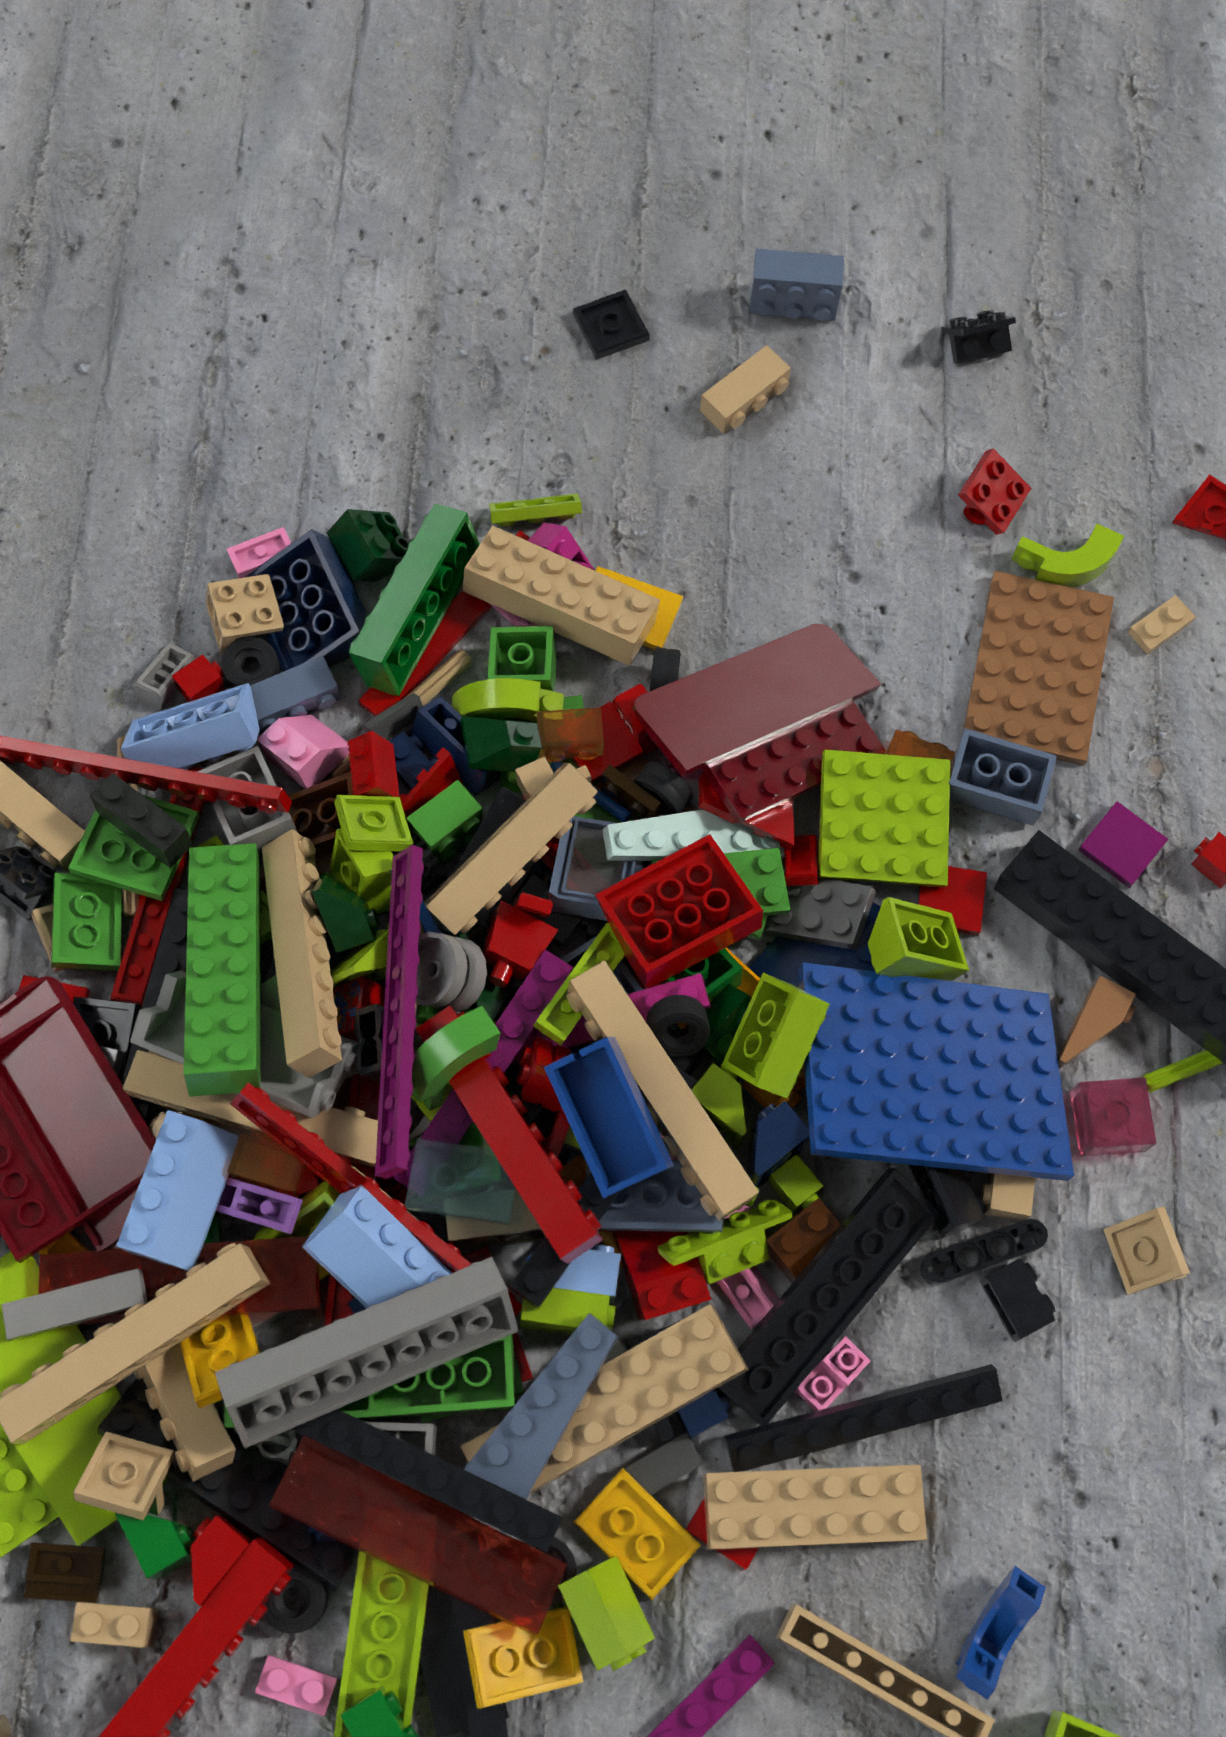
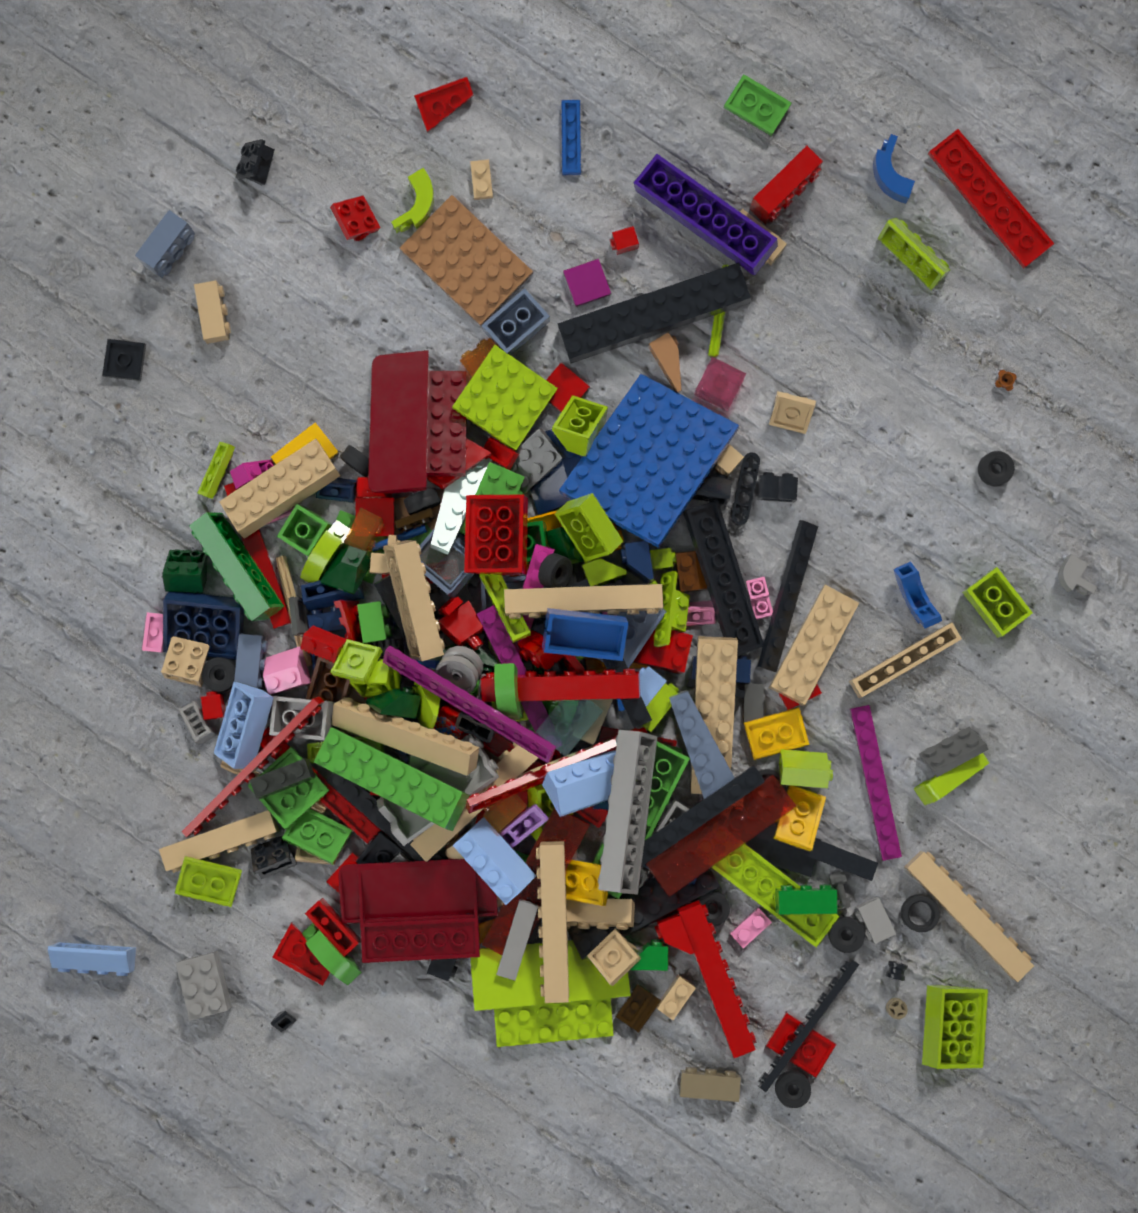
camera: 50 degrees left, 15 degrees up
(605, 675) = (338, 490): none -> dark blue slope

